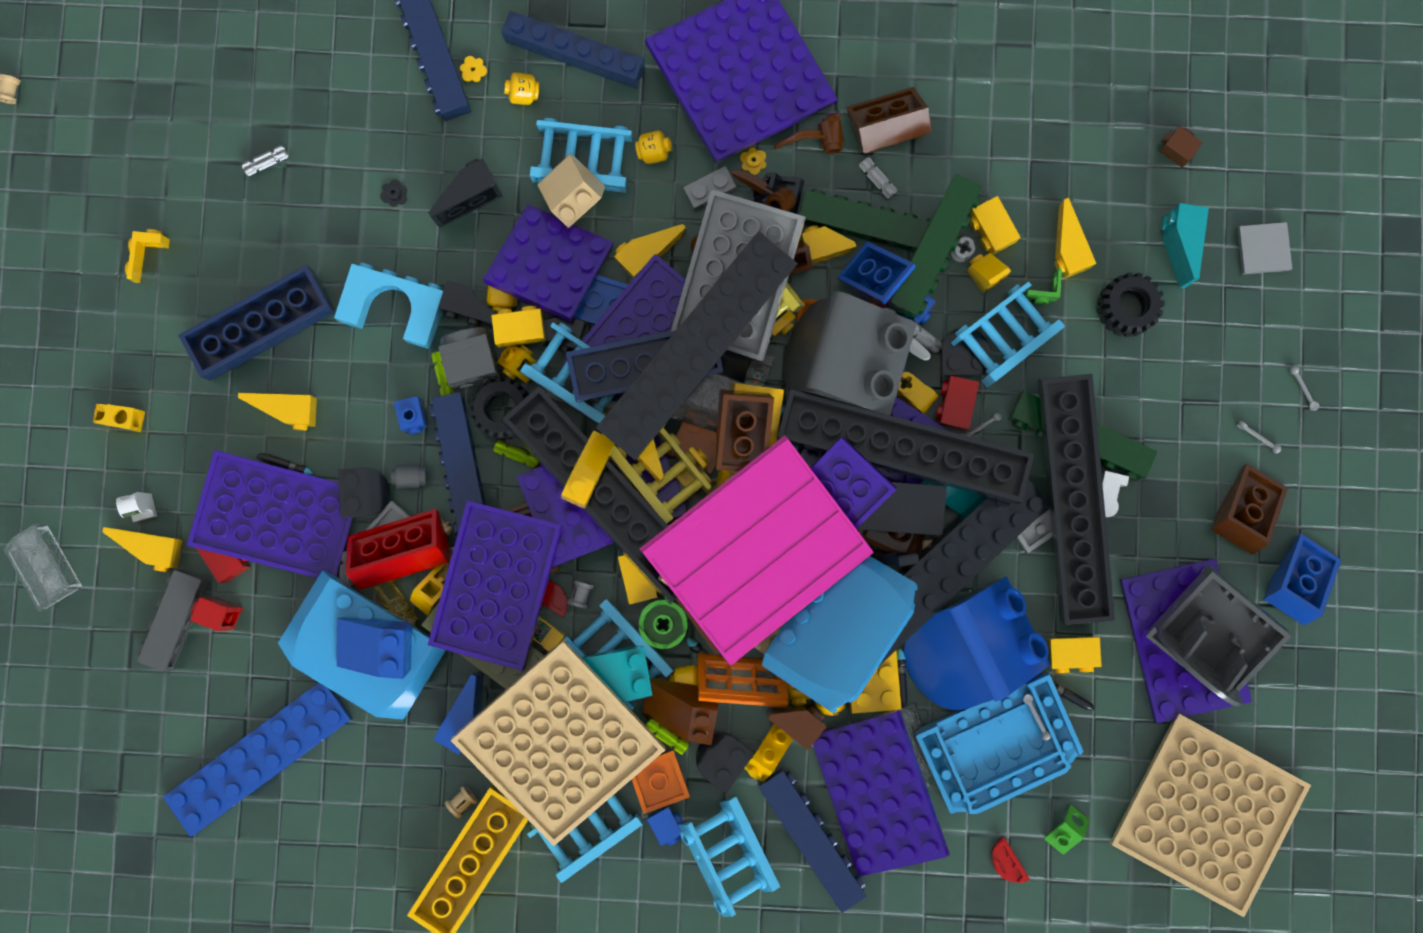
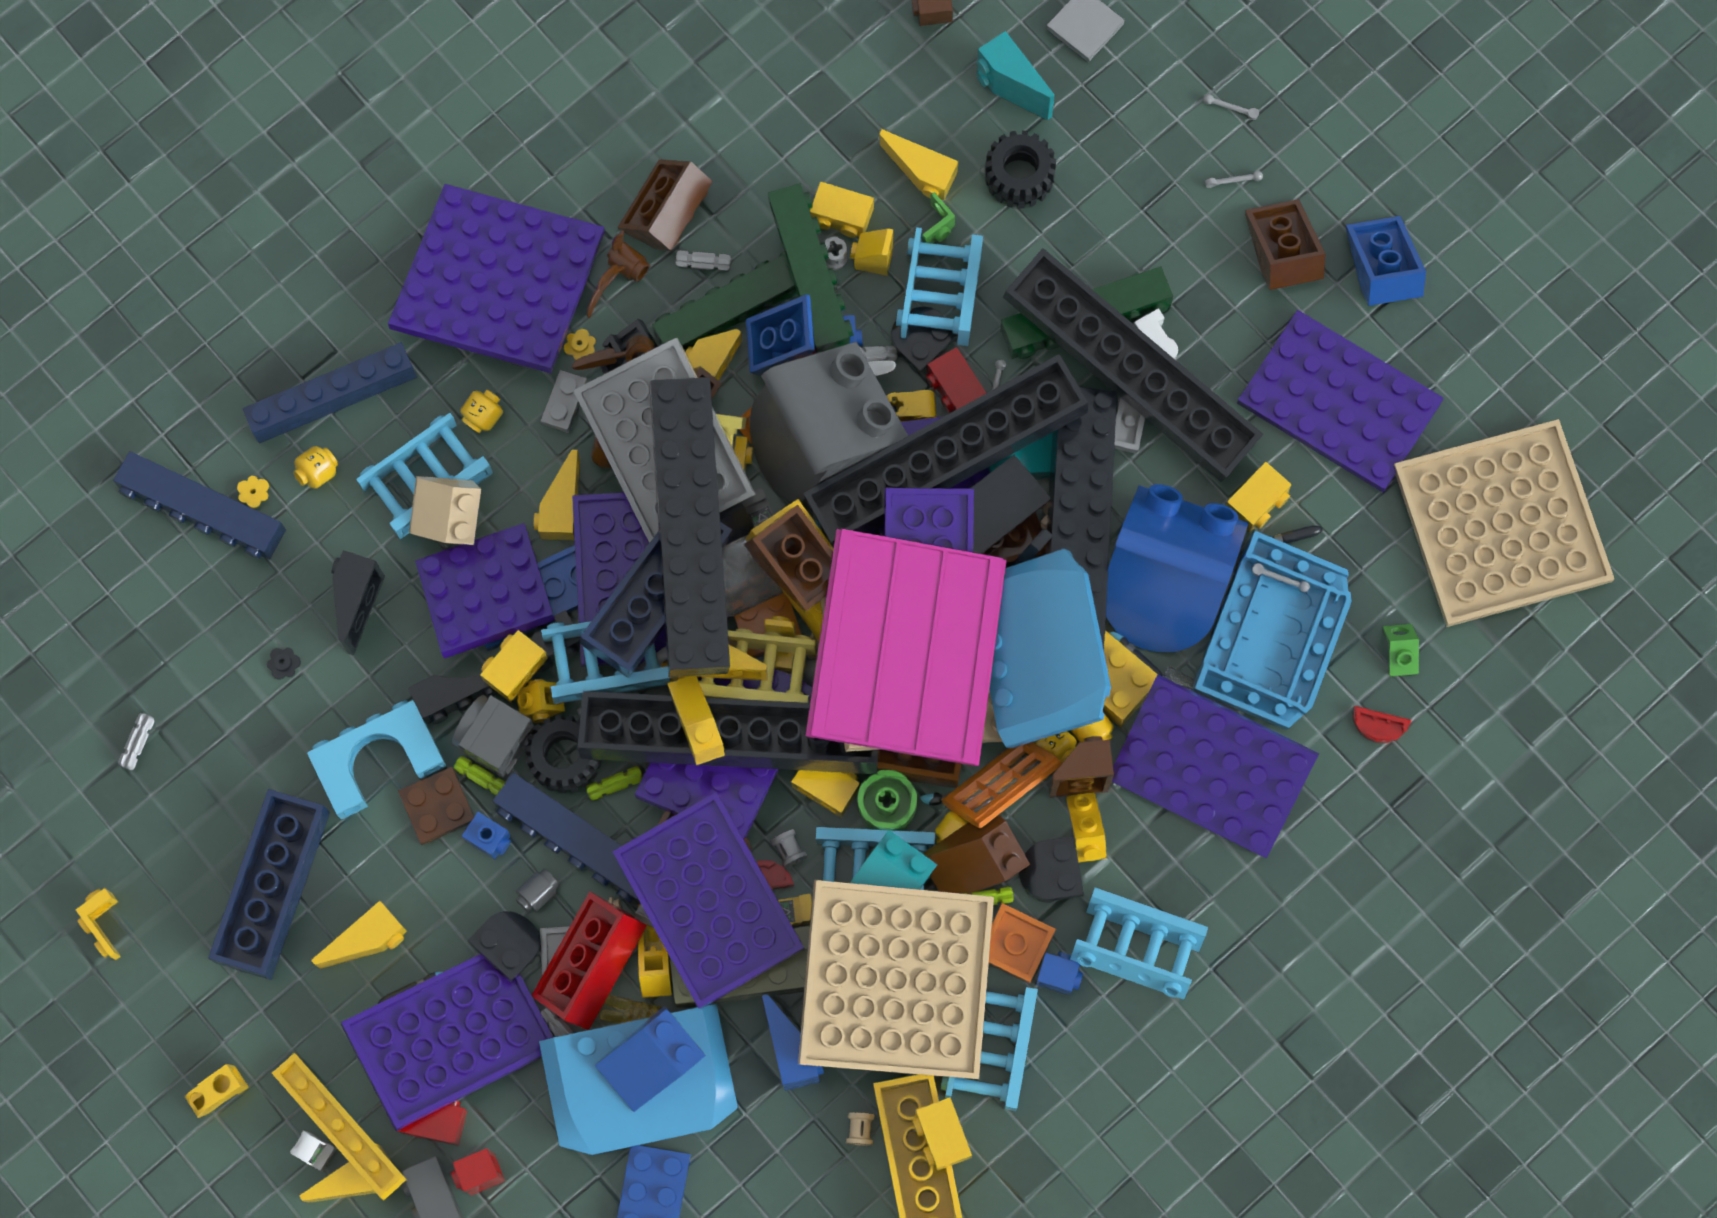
camera: 45 degrees left, 10 degrees down
(162, 509) = (339, 1126): none -> yellow plate
(401, 367) = (436, 806): none -> reddish brown plate
(498, 860) = (942, 1133): none -> yellow brick
(500, 300) = (469, 662): yellow head -> none
(812, 840) = (1195, 863): dark blue brick -> none
(1218, 635) = (1357, 365): dark grey plate -> none

